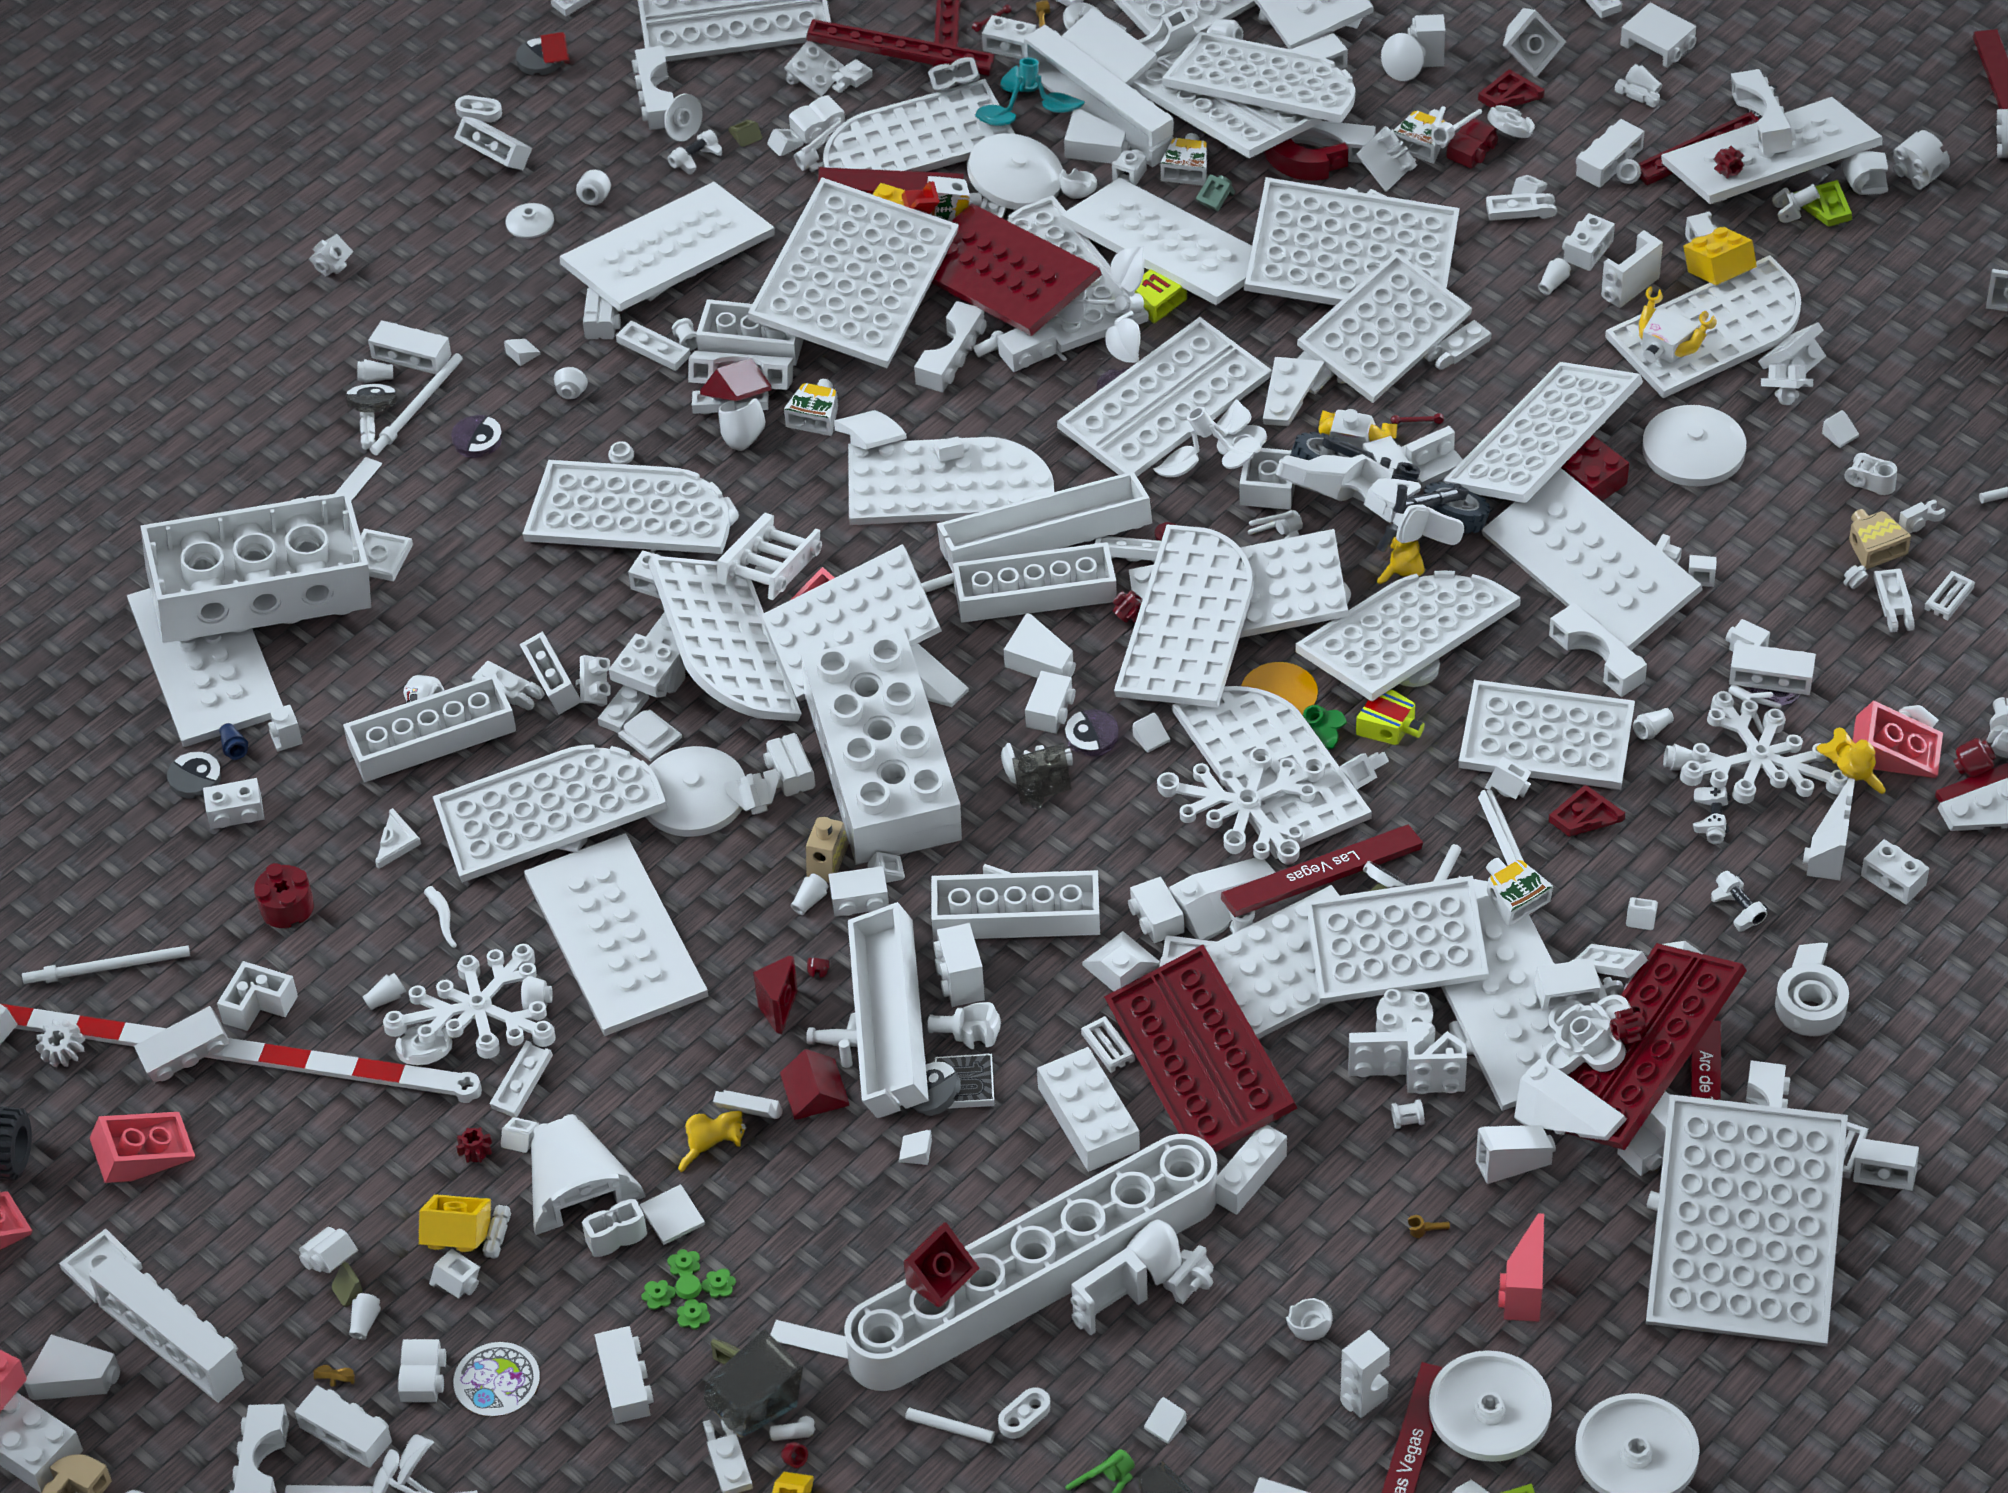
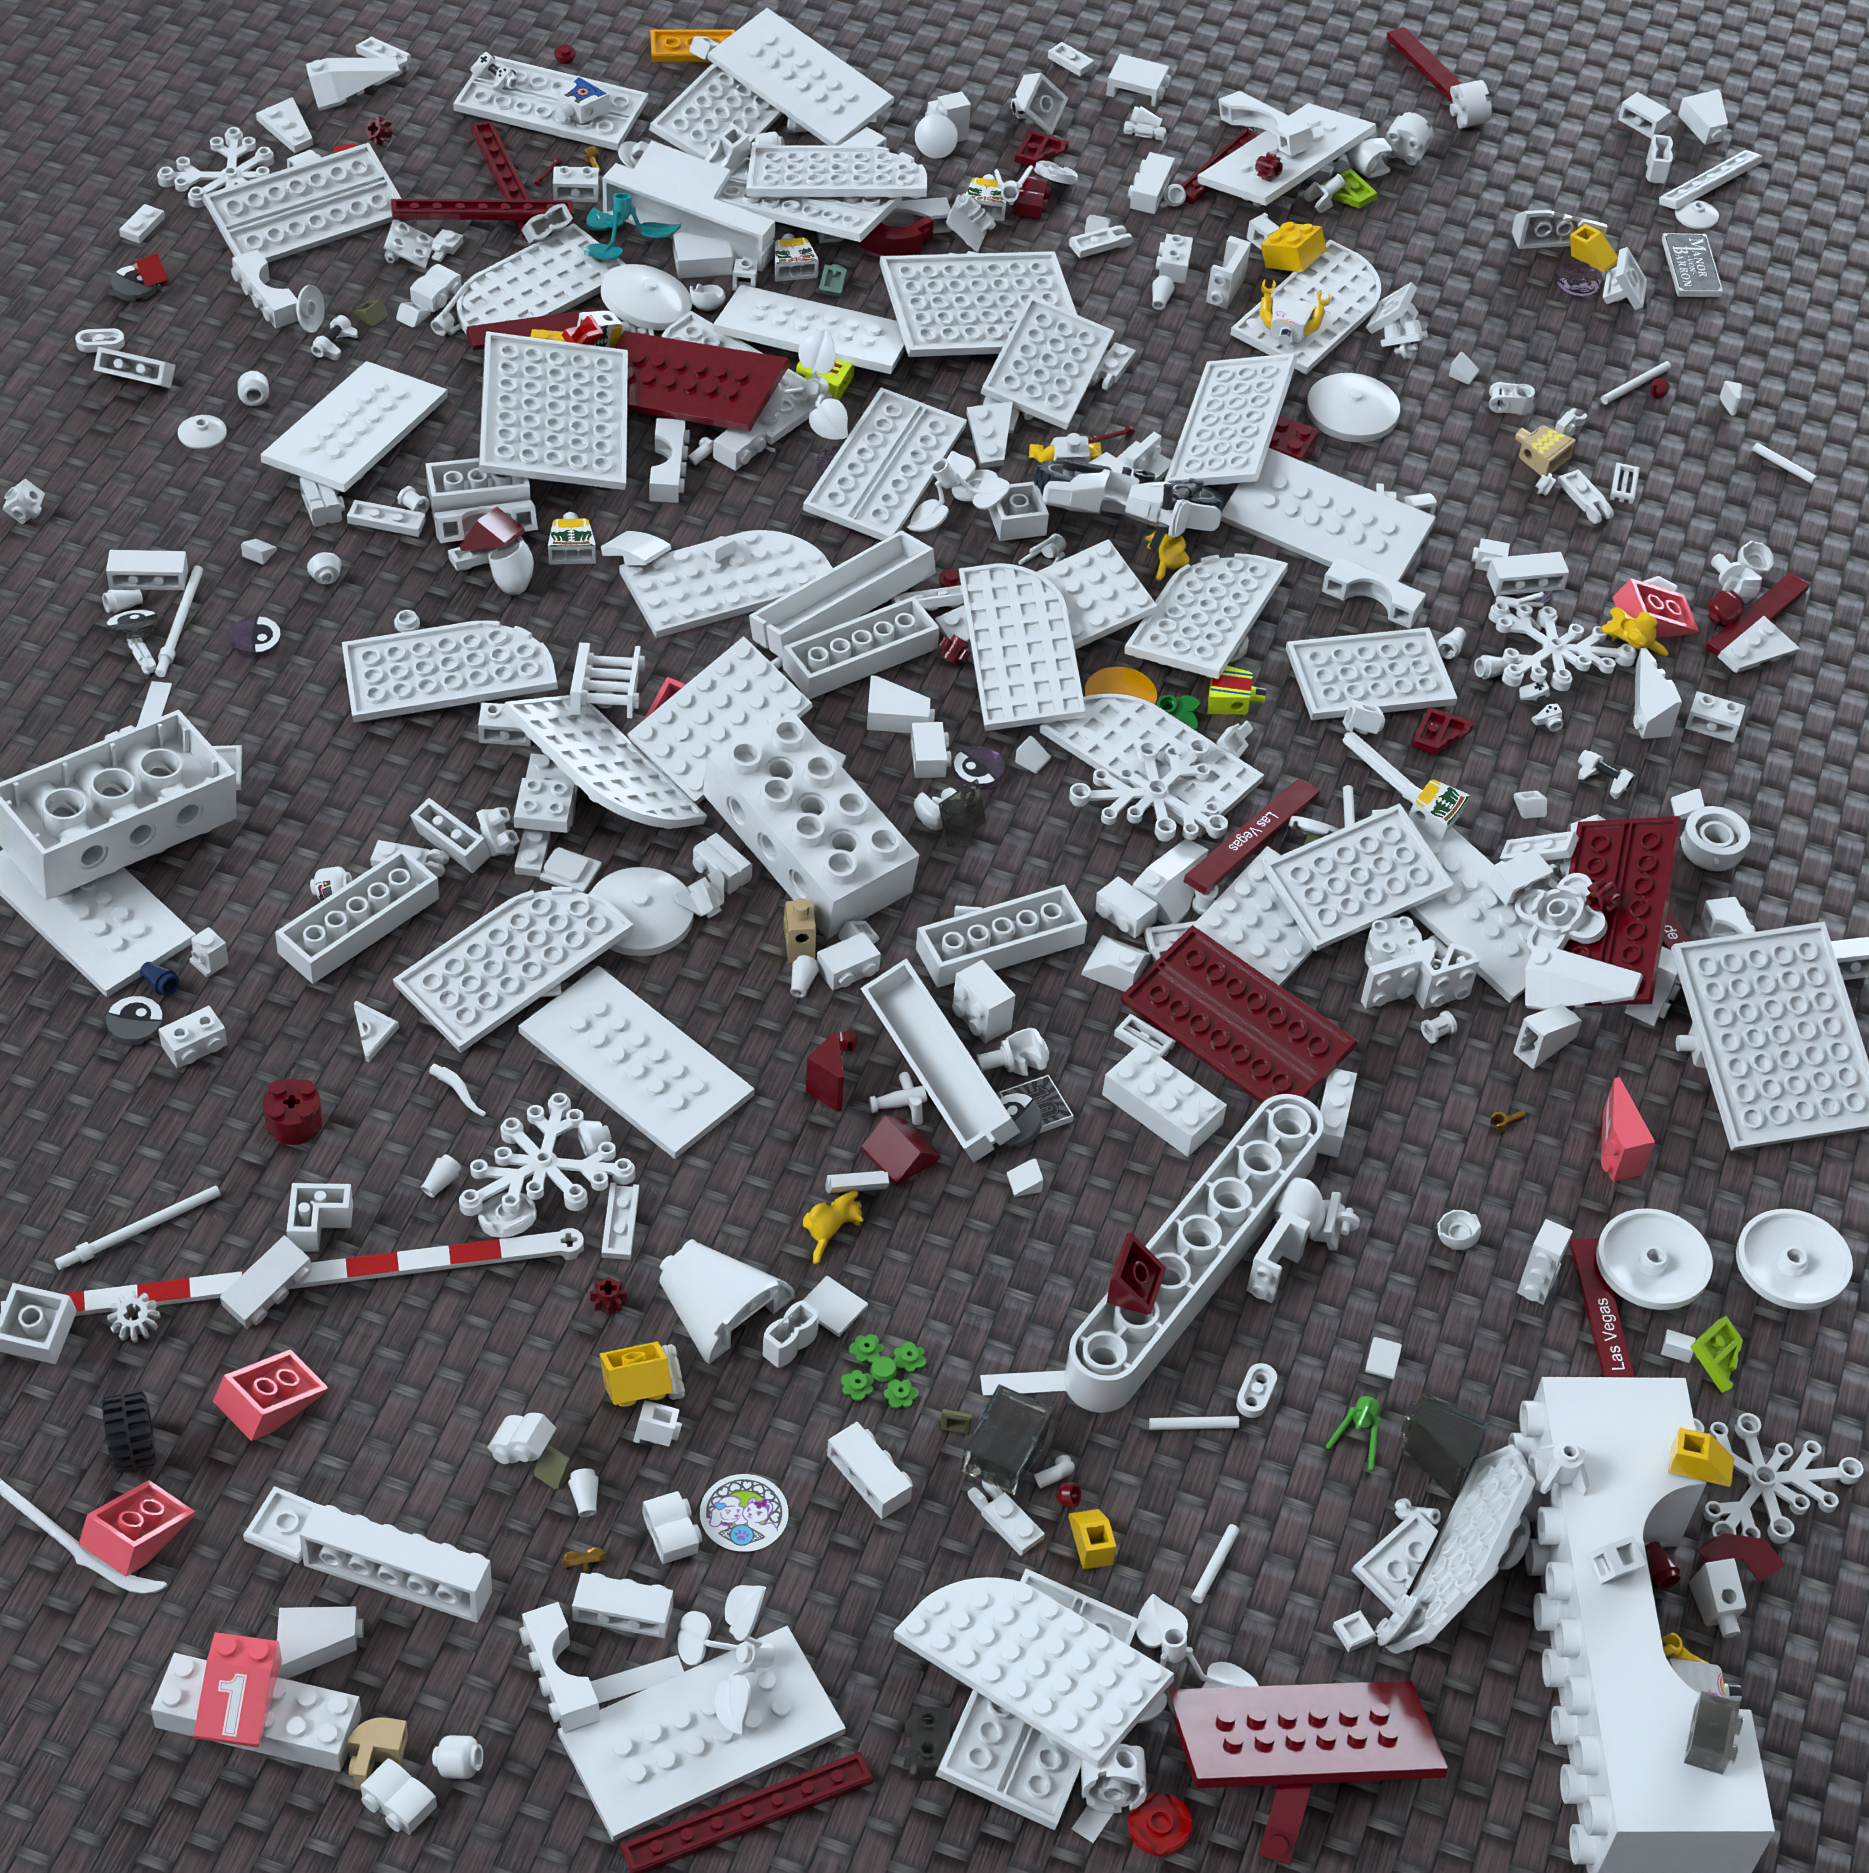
camera: 30 degrees left, 0 degrees up
(518, 1134) = (643, 1274): white slope -> none

